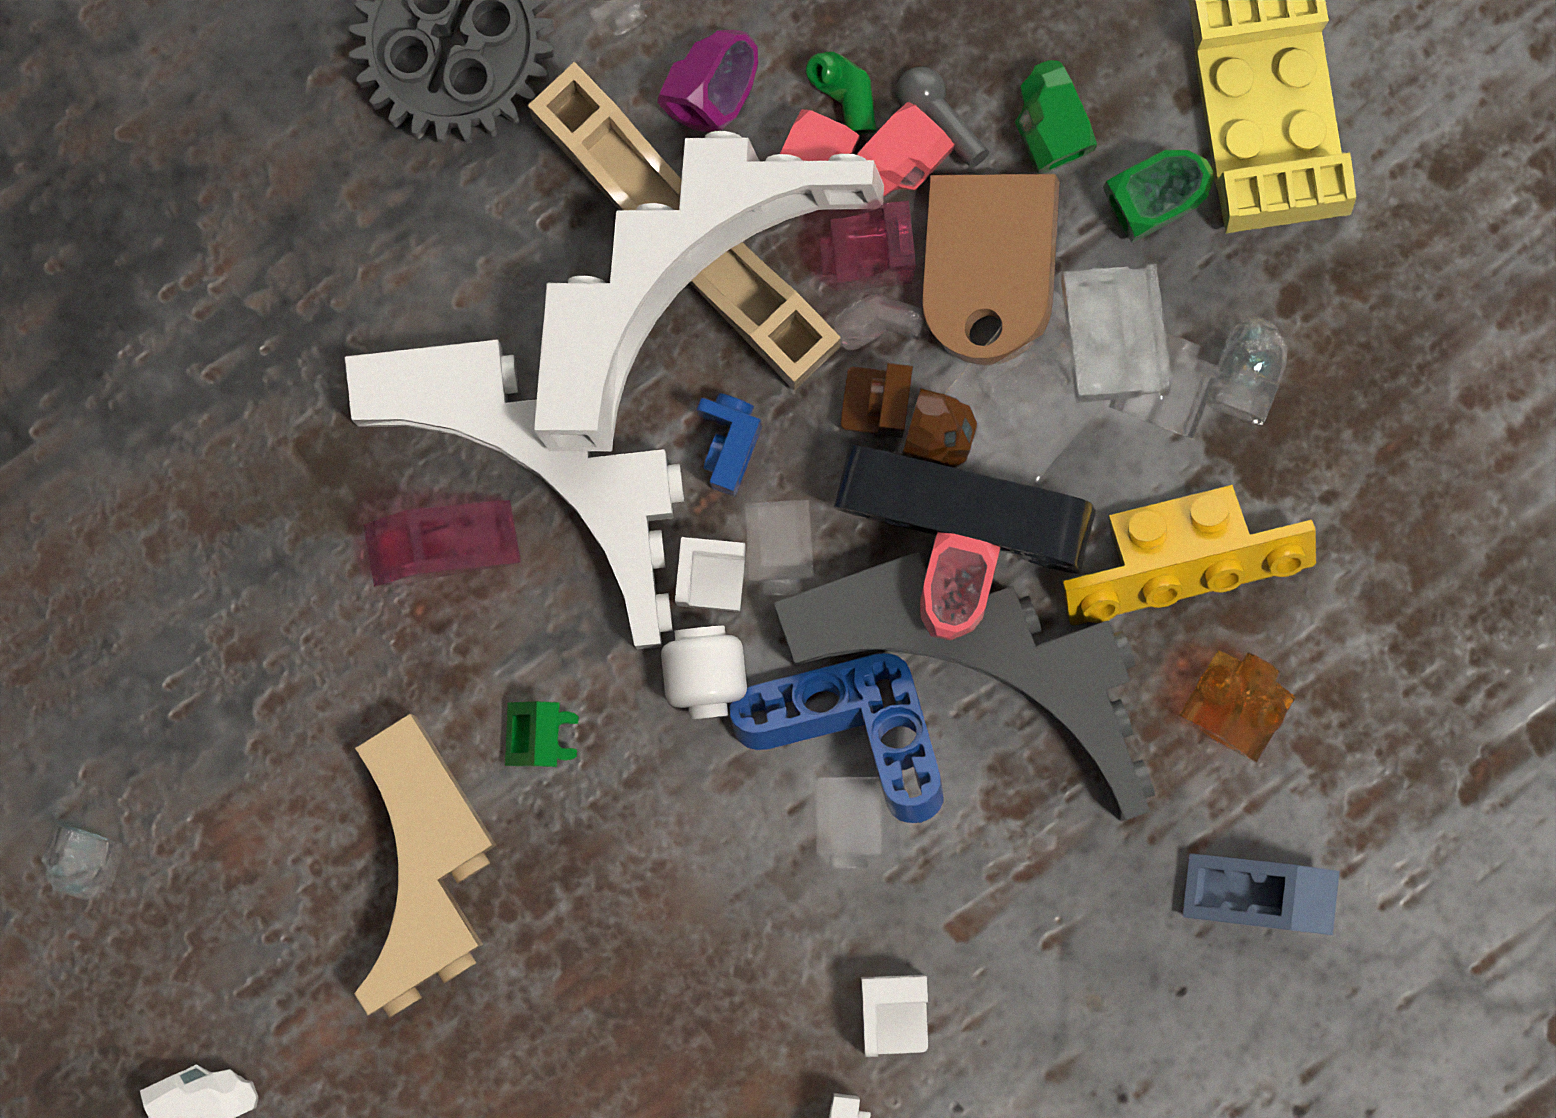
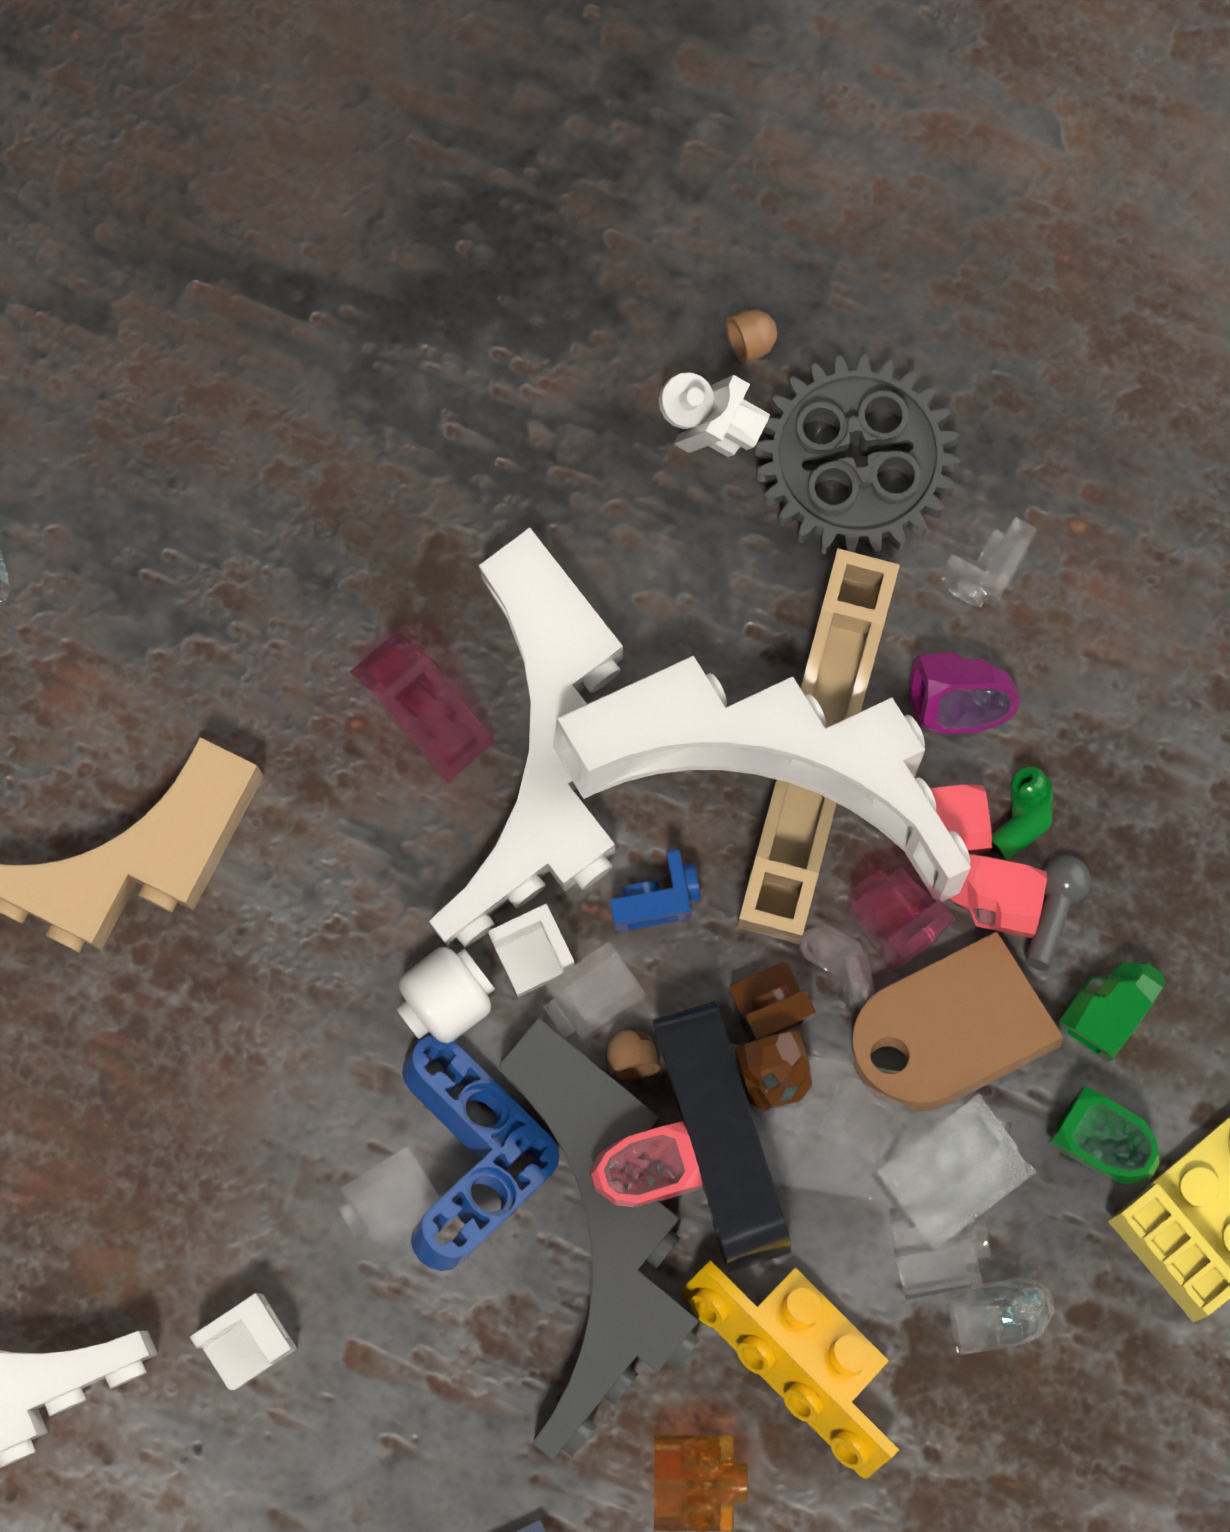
camera: 60 degrees right, 5 degrees down
(287, 66) = (750, 334): none -> medium nougat hinge
(341, 140) = (711, 413): none -> white hips
(534, 734) = (304, 883): green tile -> none
(849, 545) = (631, 1056): none -> medium nougat hinge

